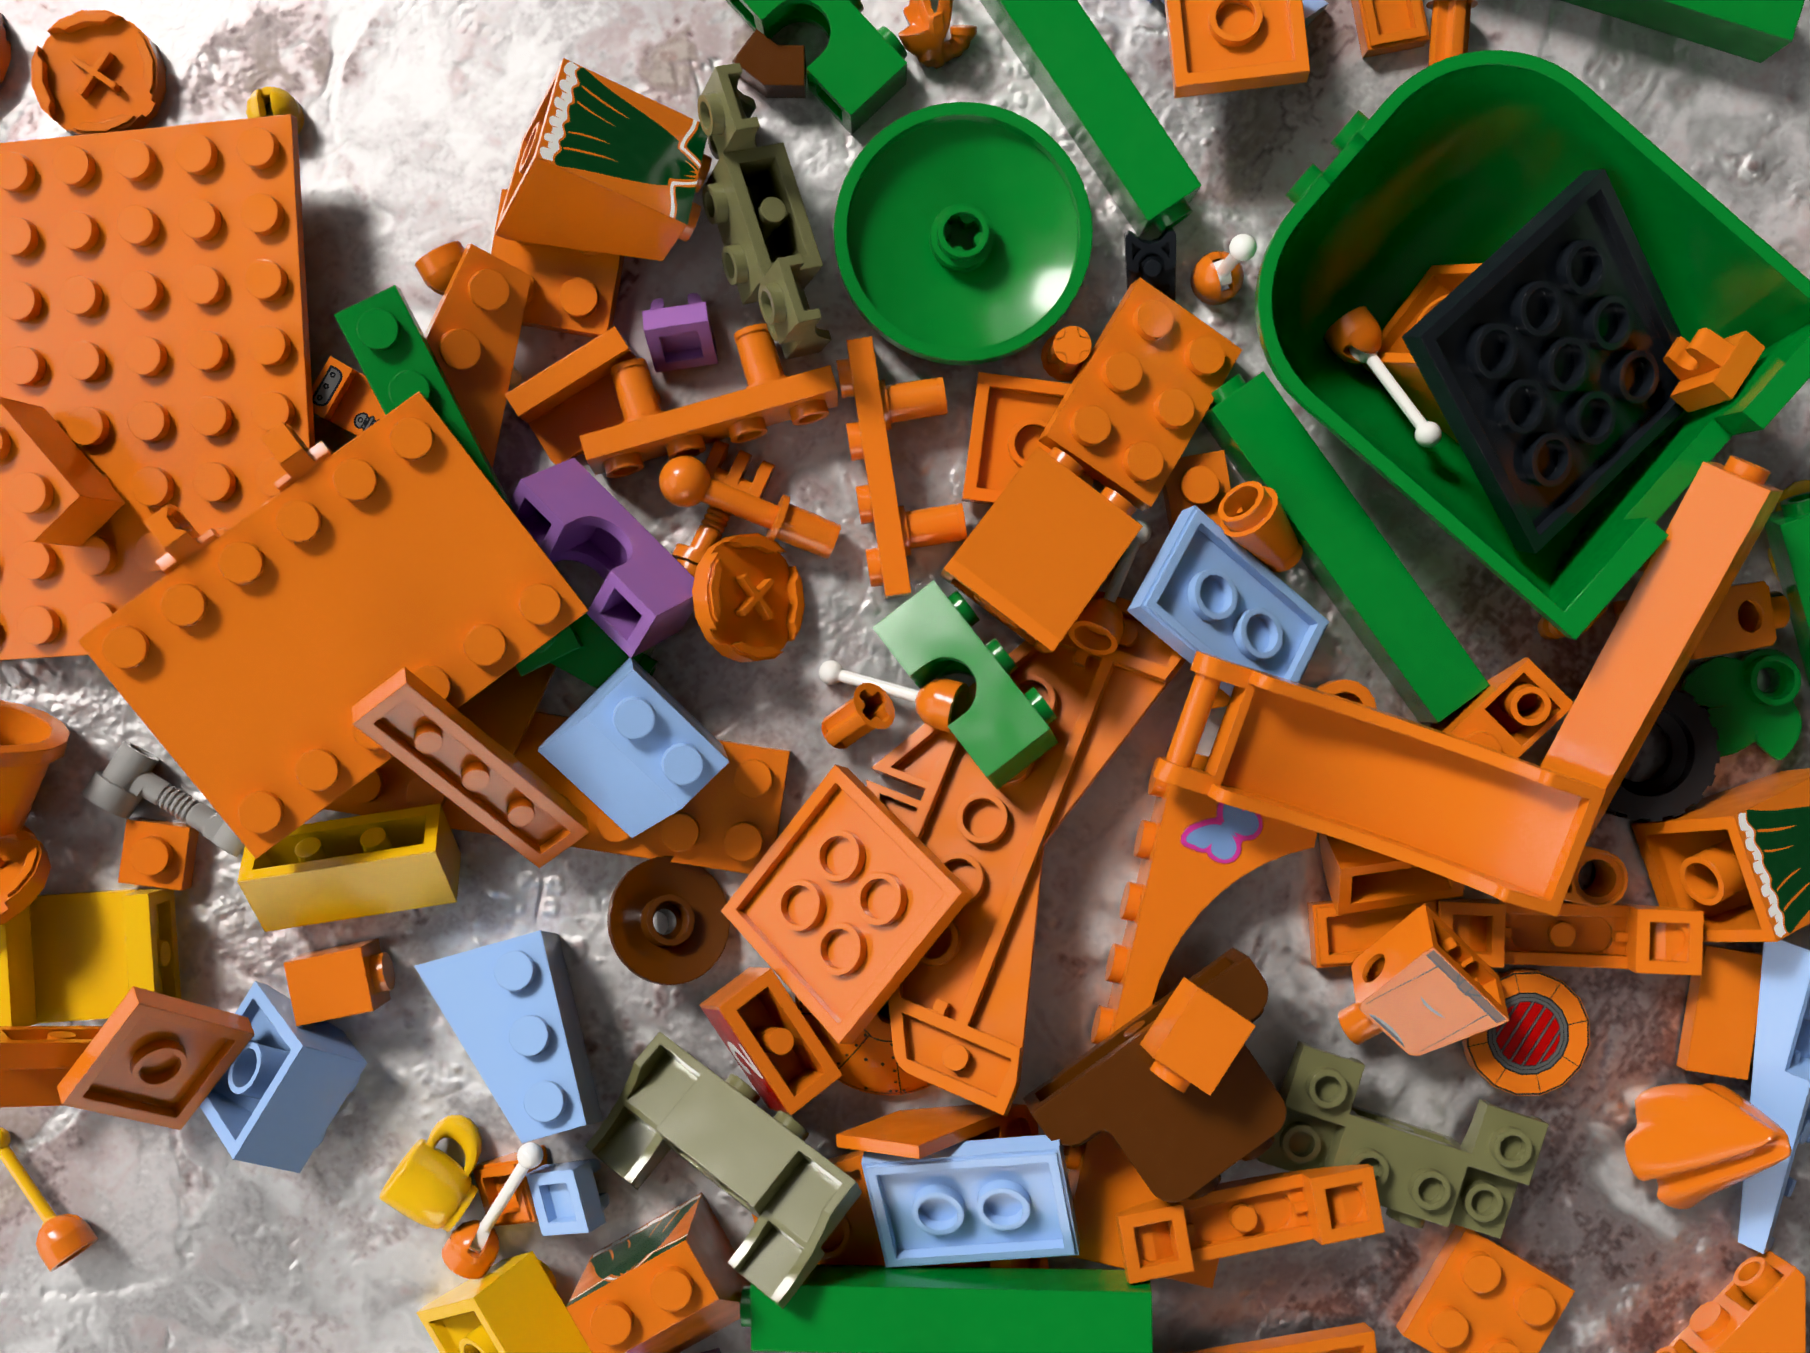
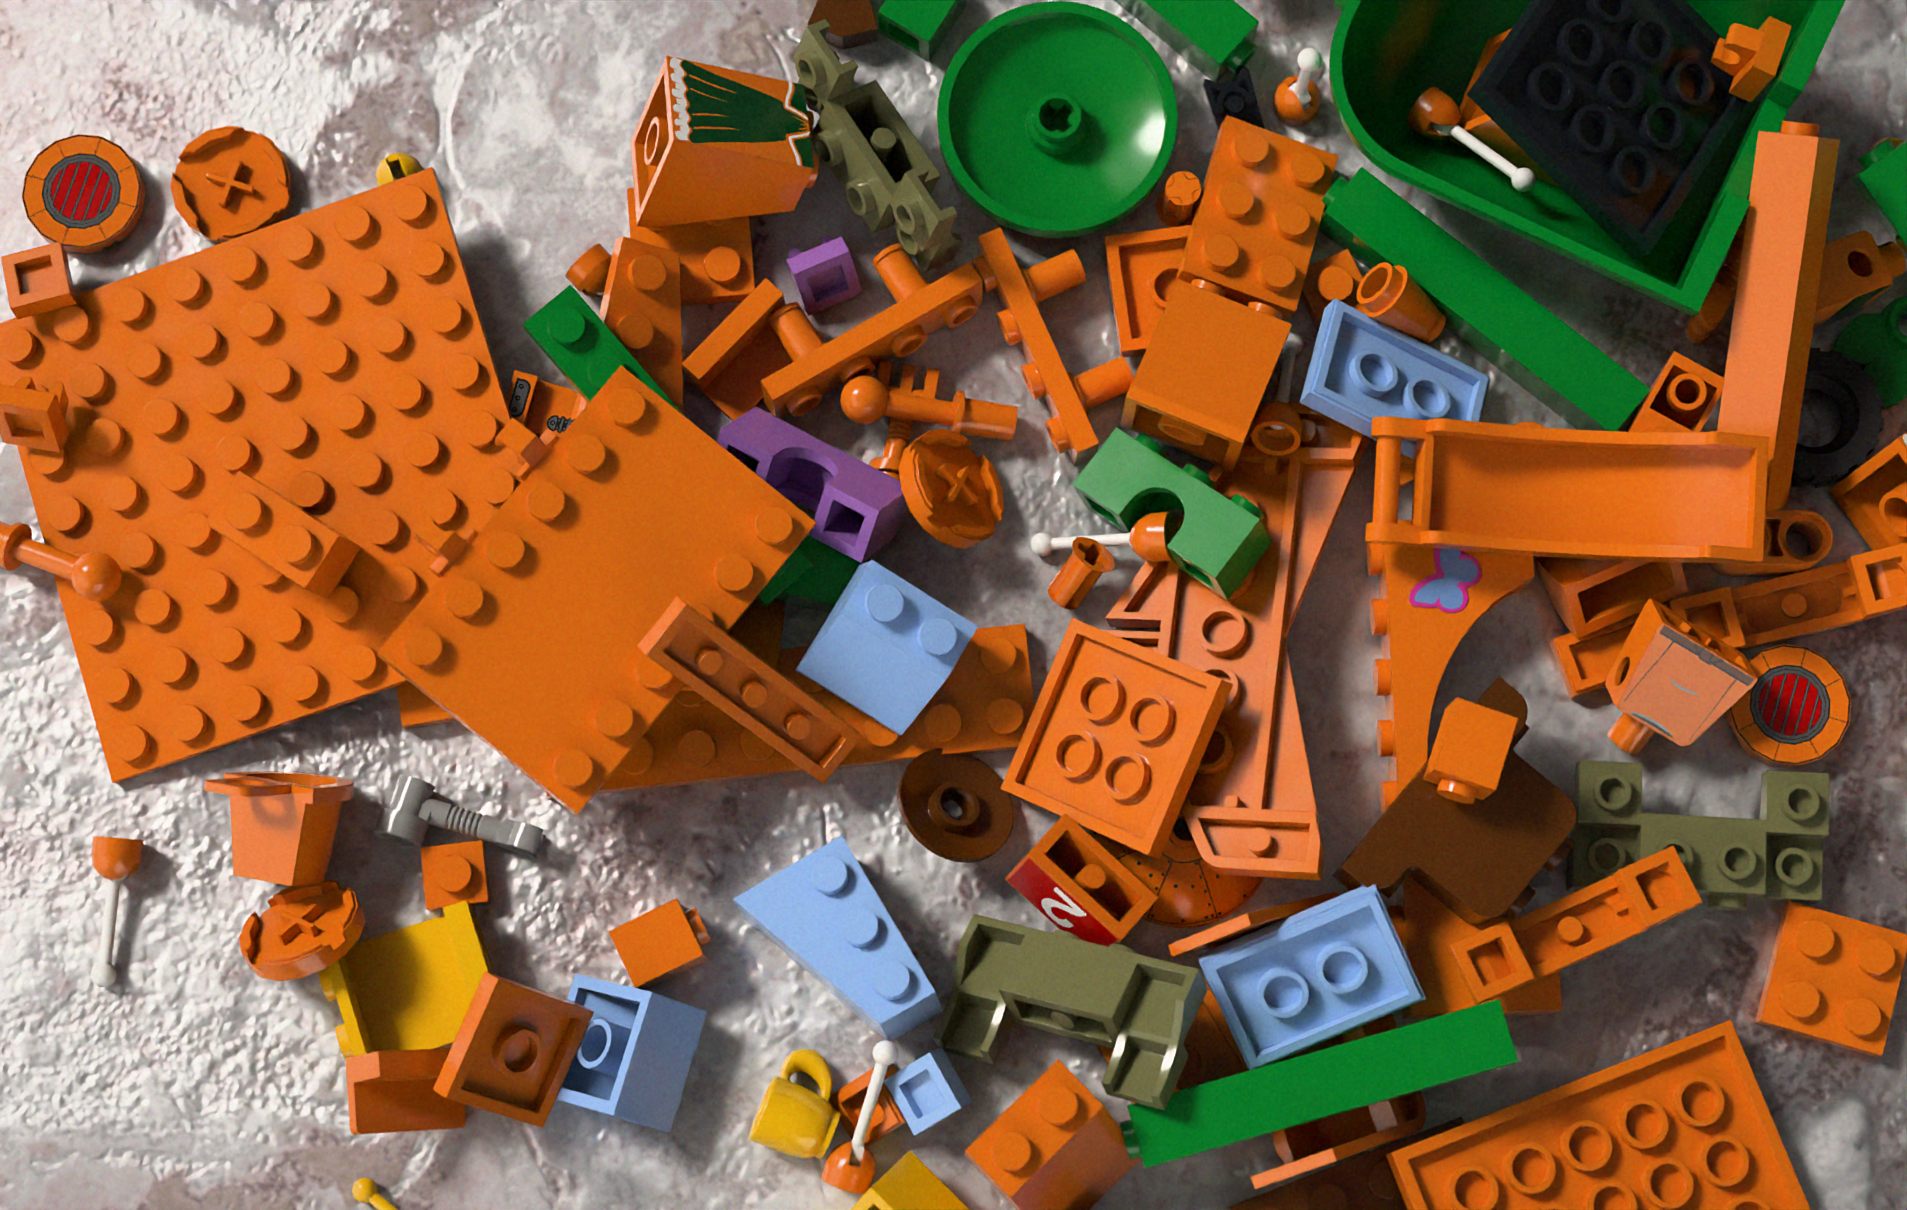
camera: 15 degrees left, 10 degrees down
(354, 869) = (647, 831): yellow brick -> none

